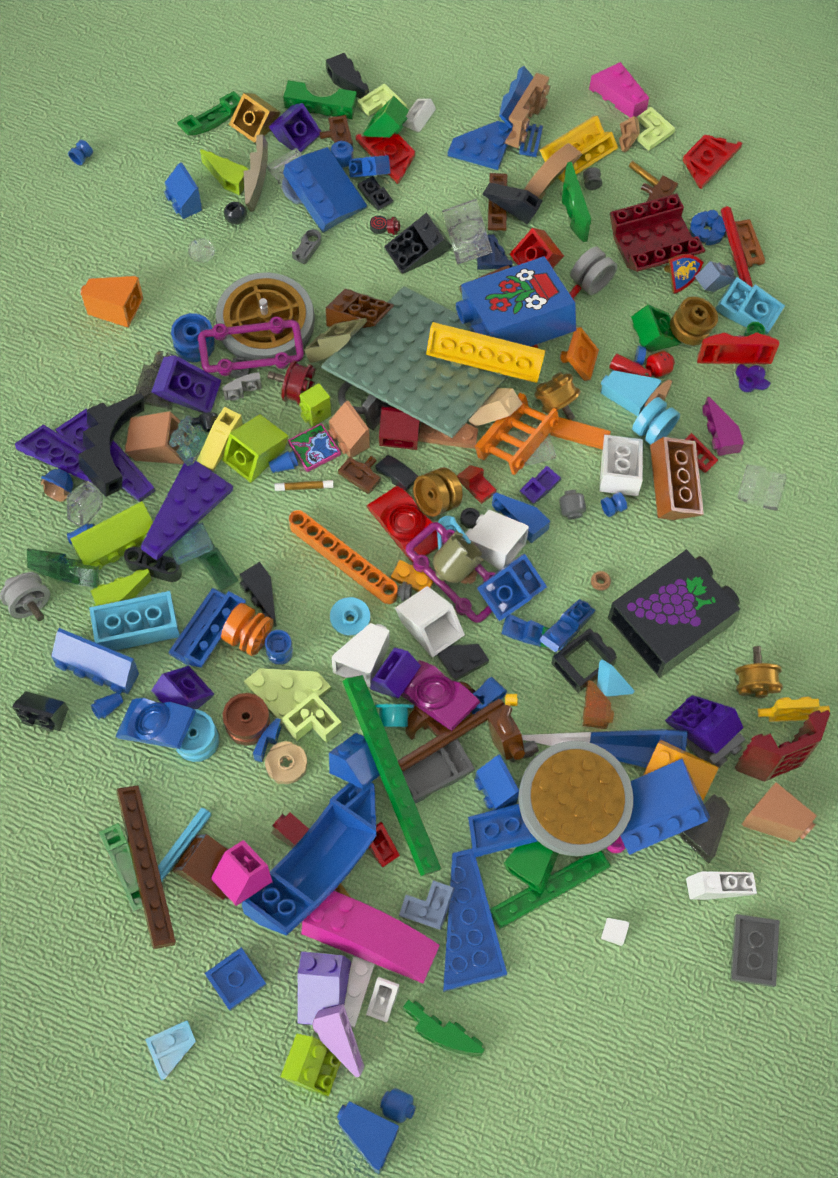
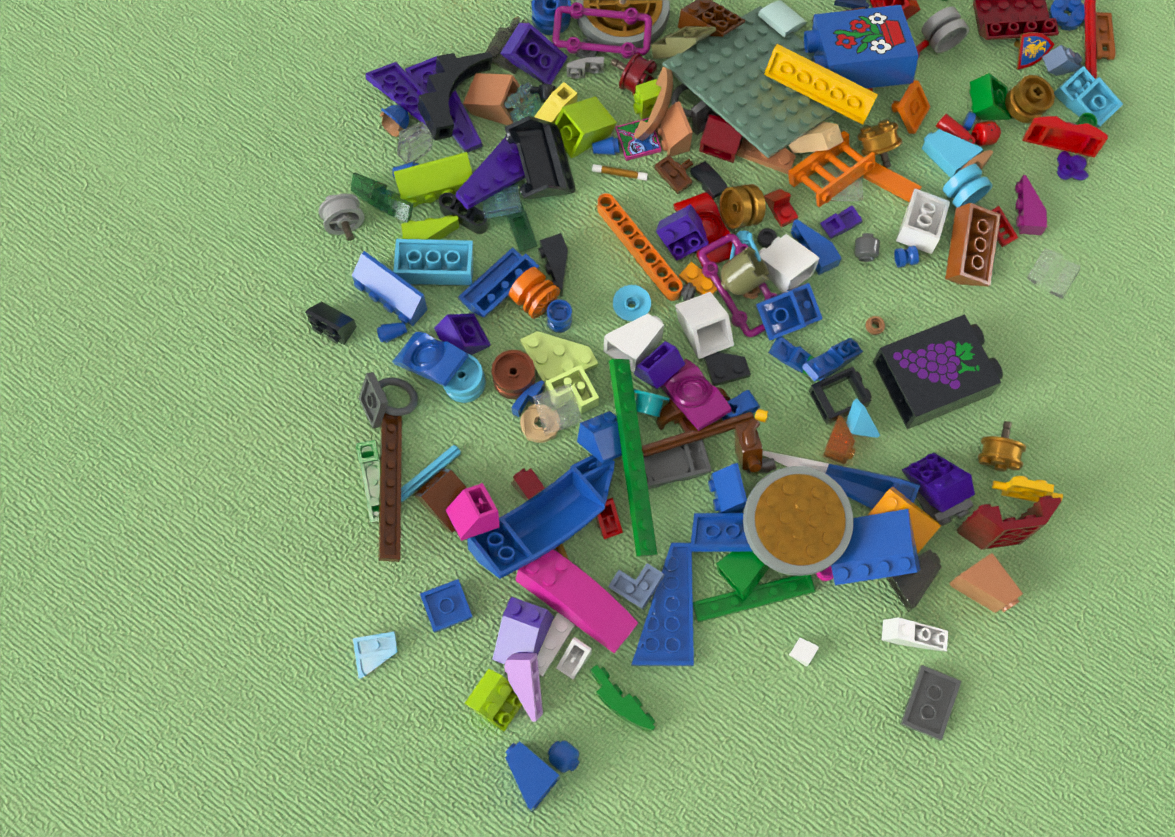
camera: 15 degrees right, 5 degrees up
(108, 782) = (375, 402): none -> dark grey tile
(220, 489) = (541, 157): none -> black windscreen
(301, 744) = (557, 409): none -> clear slope
(329, 384) = (659, 110): none -> medium nougat slope
(384, 532) = (682, 232): none -> dark purple slope
(428, 293) = (781, 18): none -> light aqua slope

